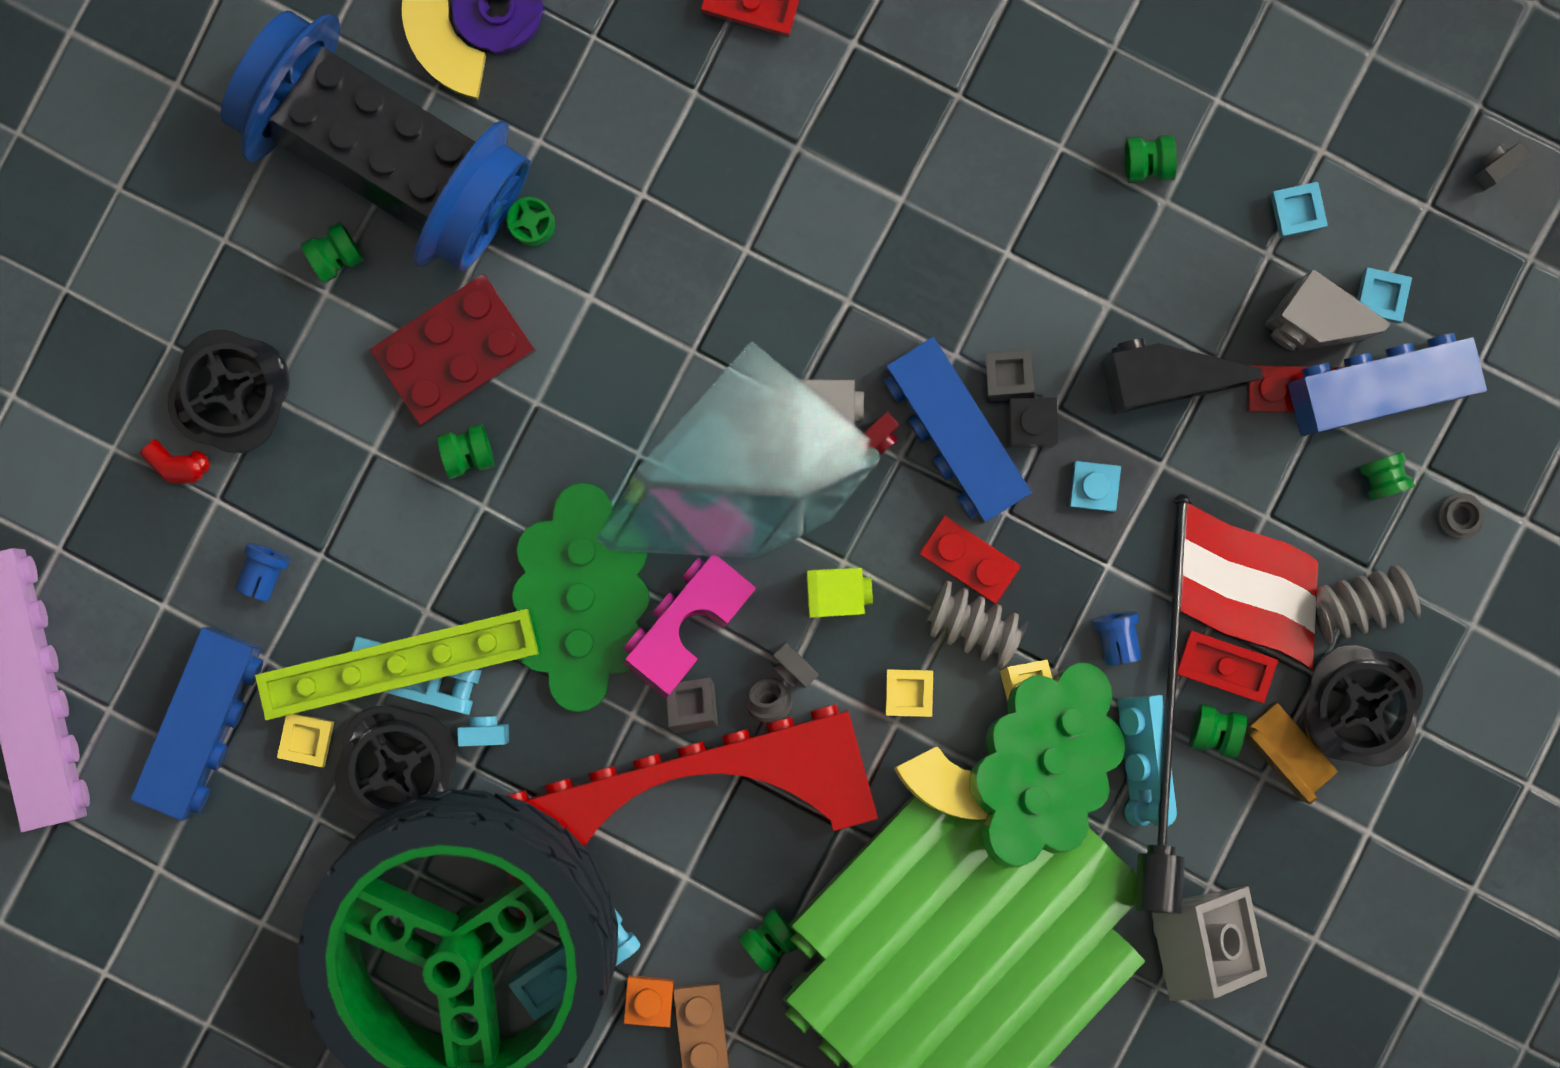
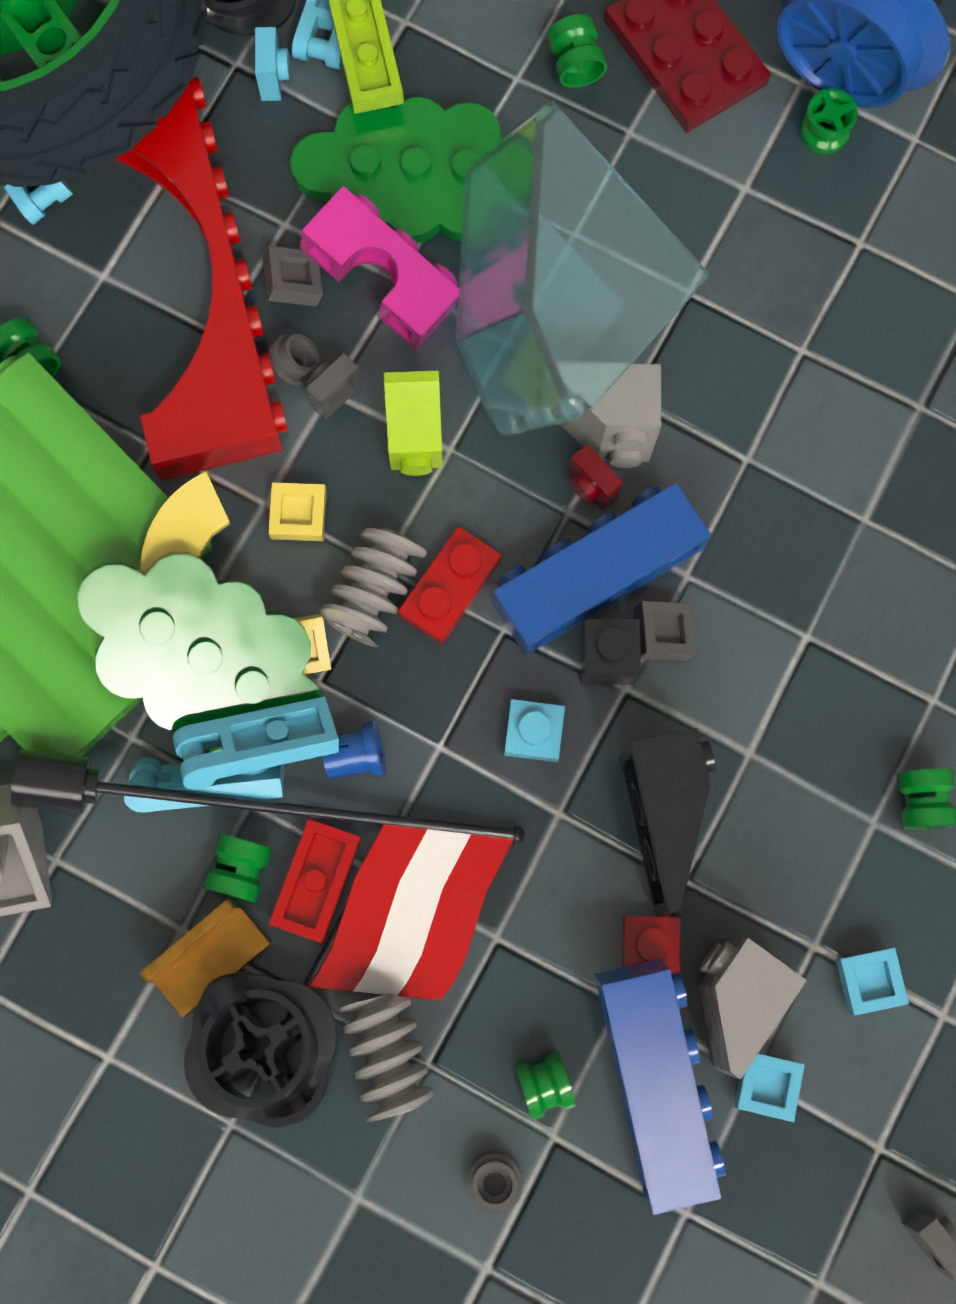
camera: 90 degrees right, 10 degrees down
(1120, 716) = (255, 741): none -> medium azure plate

